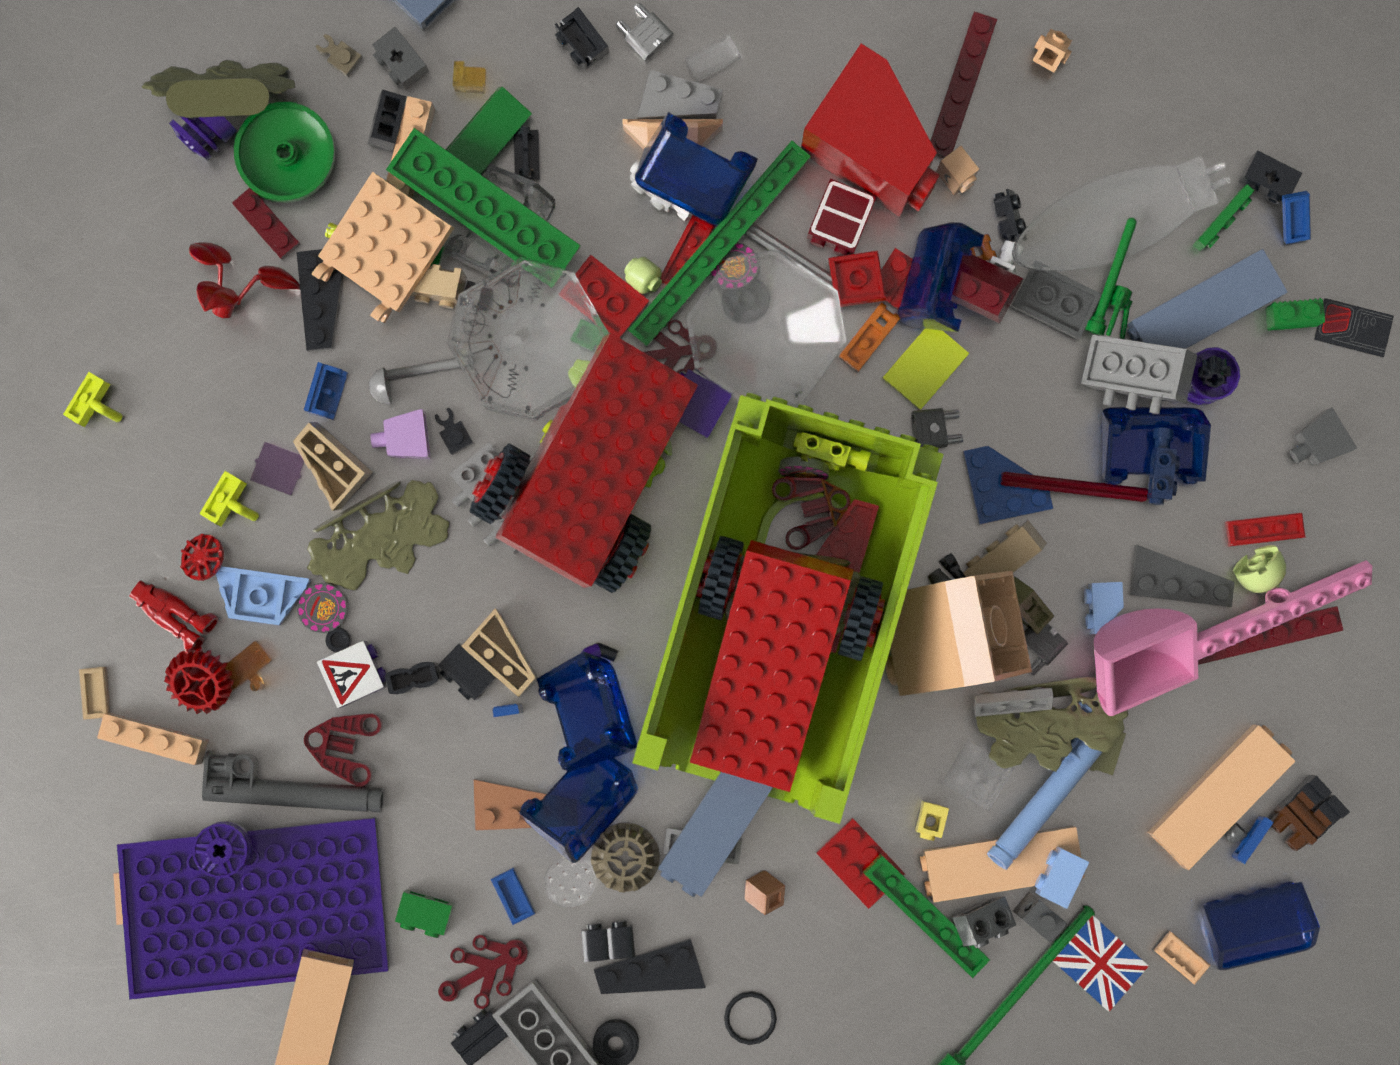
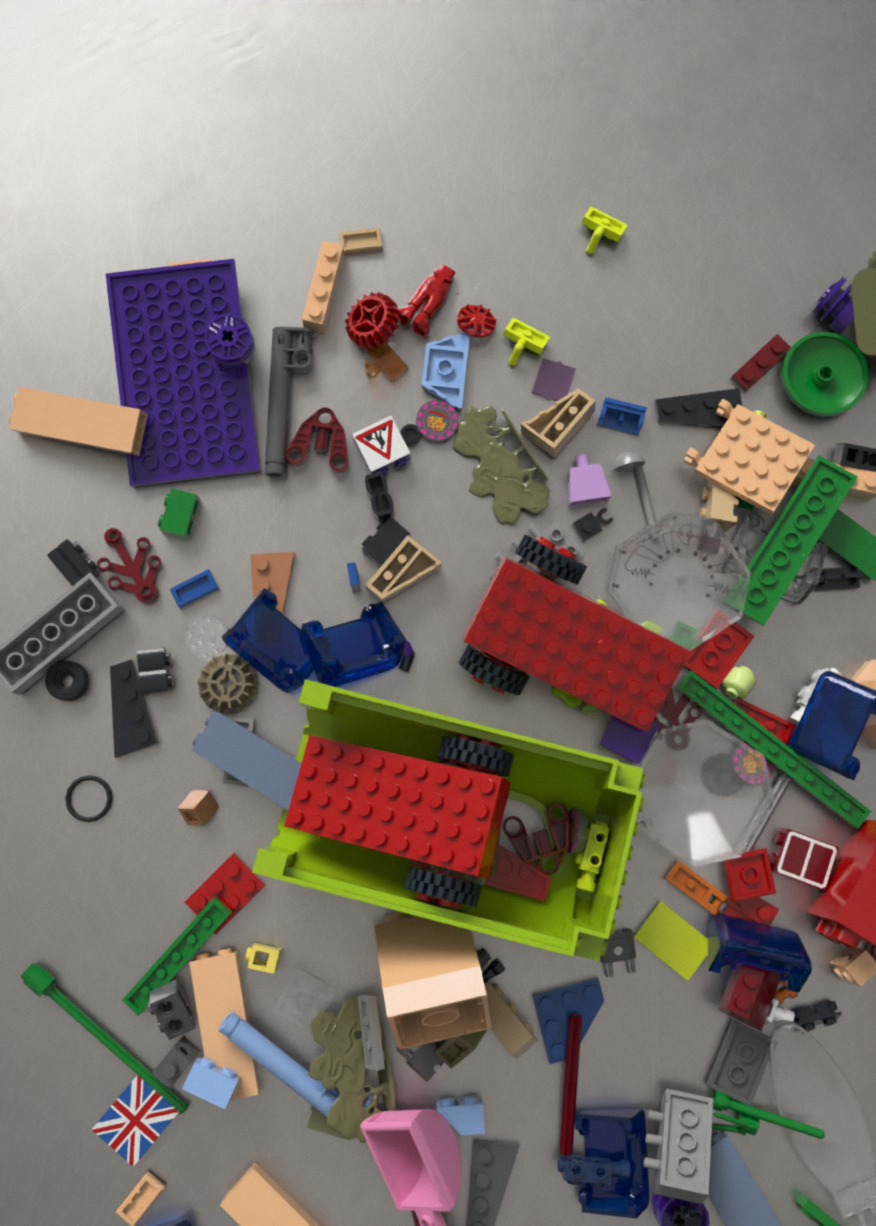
camera: 80 degrees right, 5 degrees down
(223, 299) = (700, 316): red plant -> none

